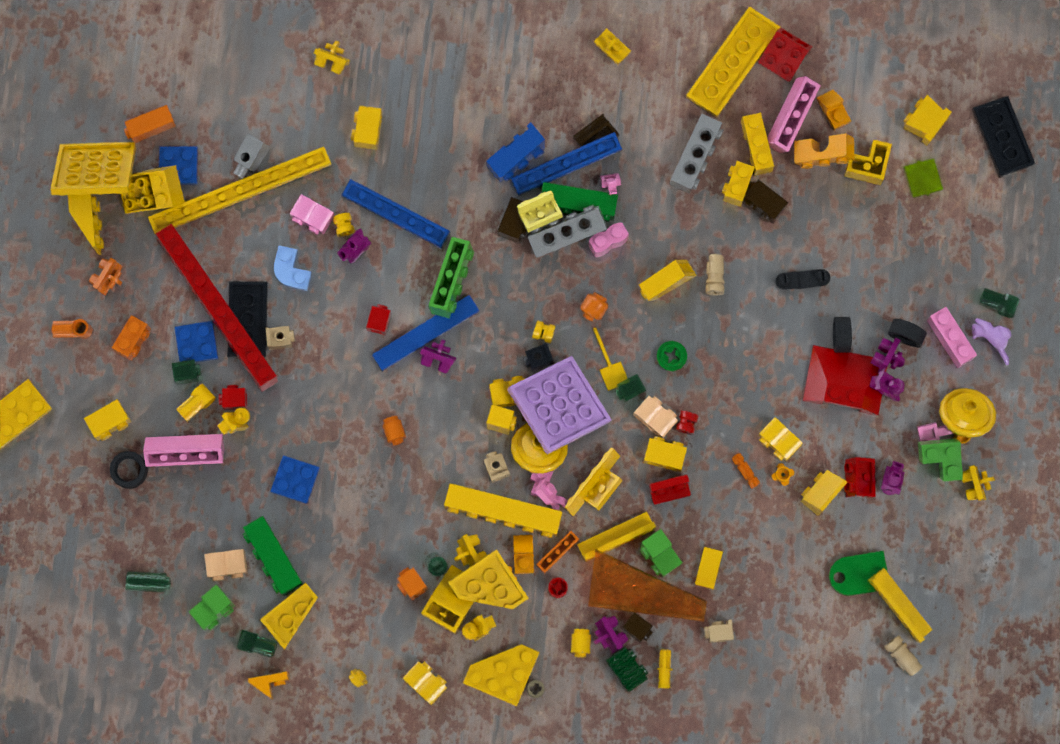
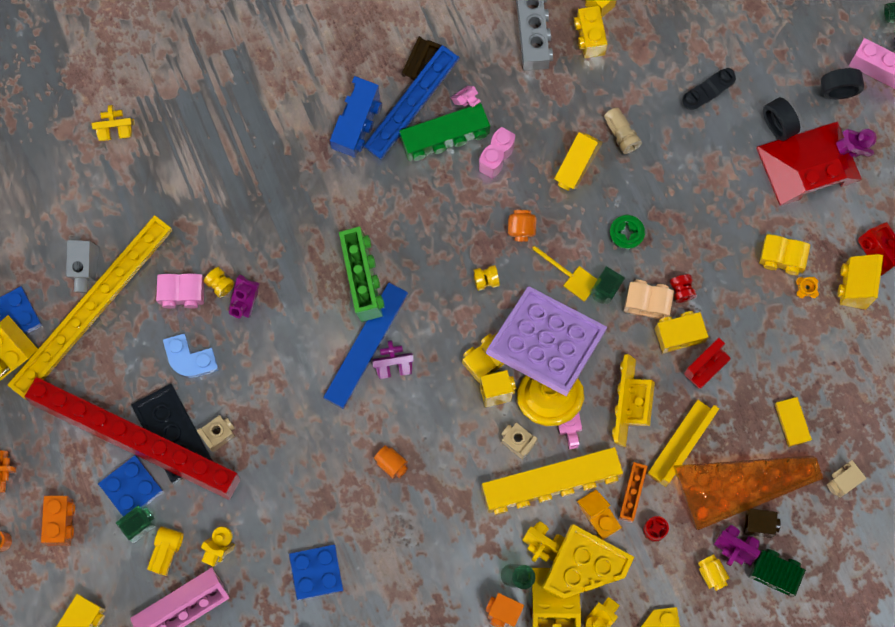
camera: 30 degrees left, 5 degrees down
(233, 397) = (202, 523): red brick -> none
(367, 127) = (189, 173): yellow brick -> none
(378, 319) = (310, 357): red brick -> none
(395, 213) = (266, 243): blue tile -> none
(511, 224) = (392, 185): dark brown brick -> none
(539, 211) = (413, 159): light yellow bracket -> none
(542, 247) = (478, 142): light grey brick -> none
(545, 360) = (492, 314): black brick -> none
(547, 493) = (587, 436): bright pink plate -> none
(660, 553) = (738, 433): bright green brick -> none
(664, 668) = (813, 550): yellow axle -> none
(745, 470) = (769, 304): orange axle -> none
(765, 202) = (628, 35): dark brown brick -> none
(889, 348) = (840, 114): magenta hips -> none

